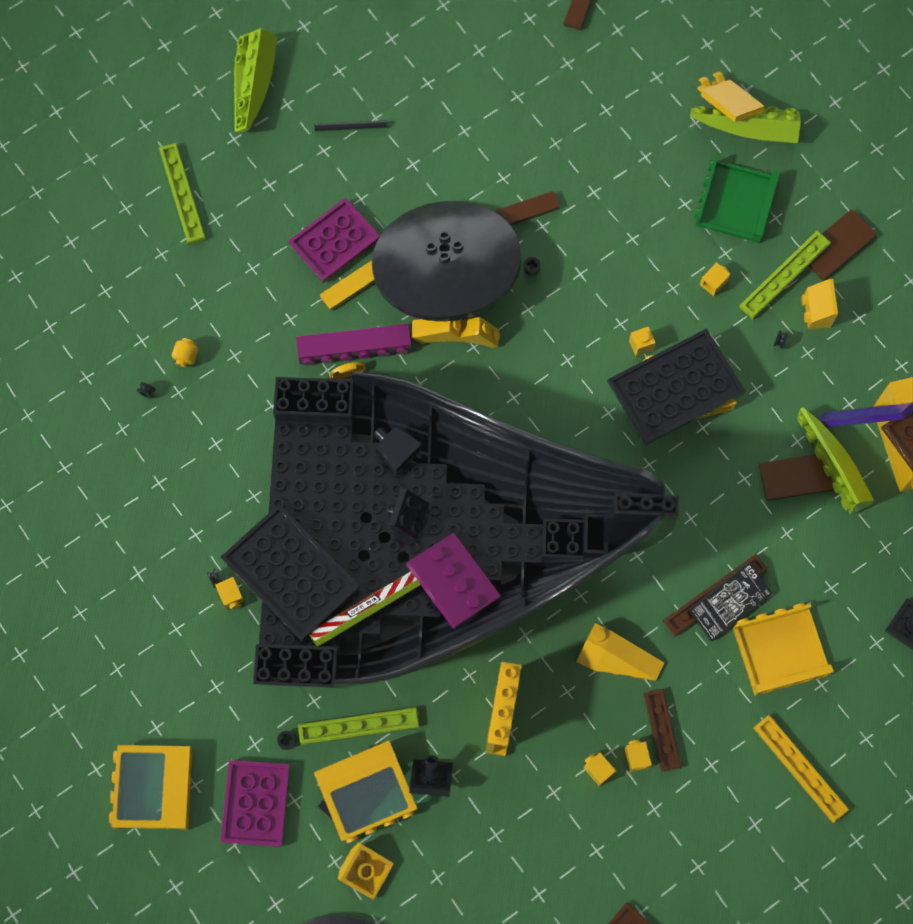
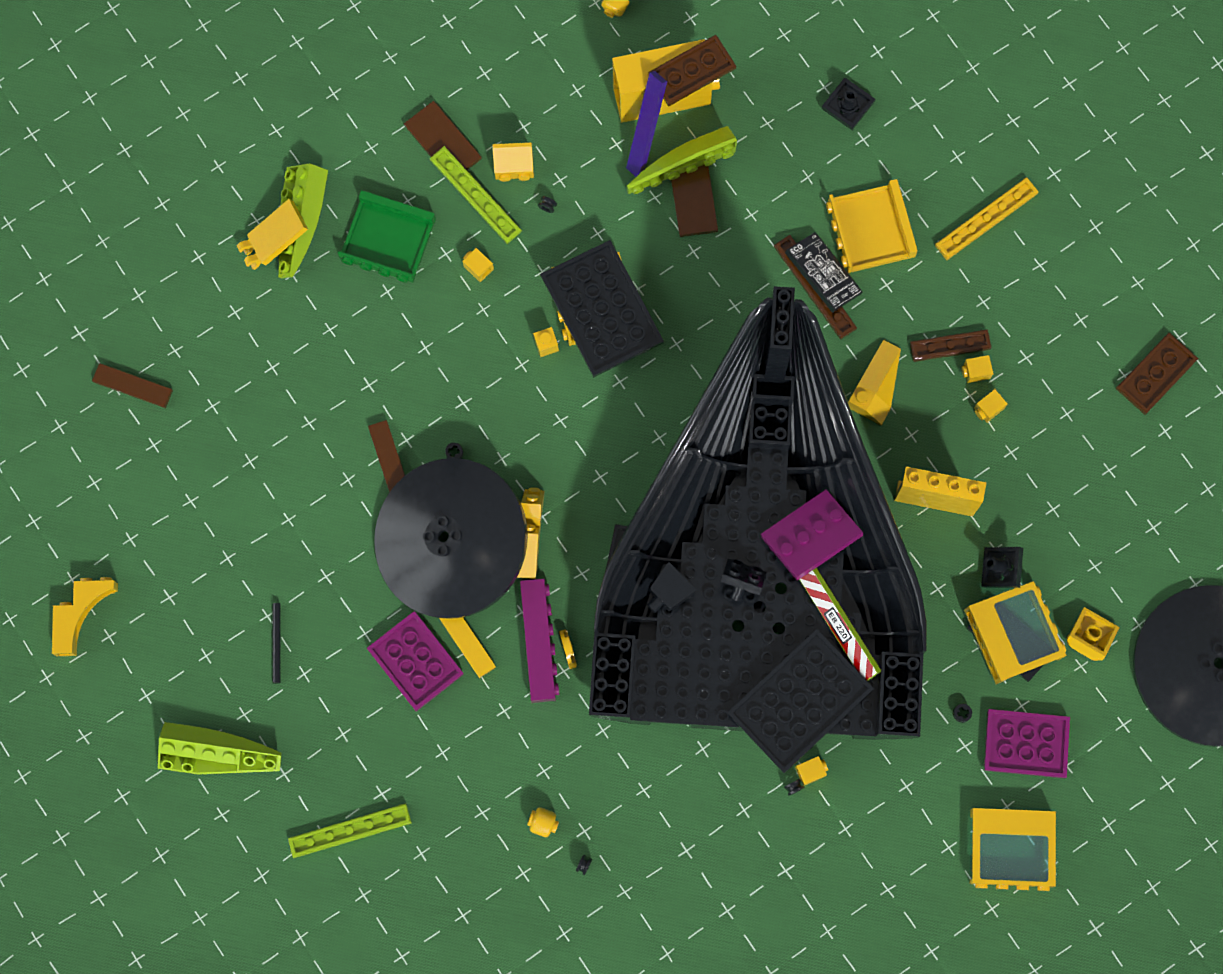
camera: 85 degrees left, 5 degrees up
(358, 726) = (947, 641): lime tile -> none

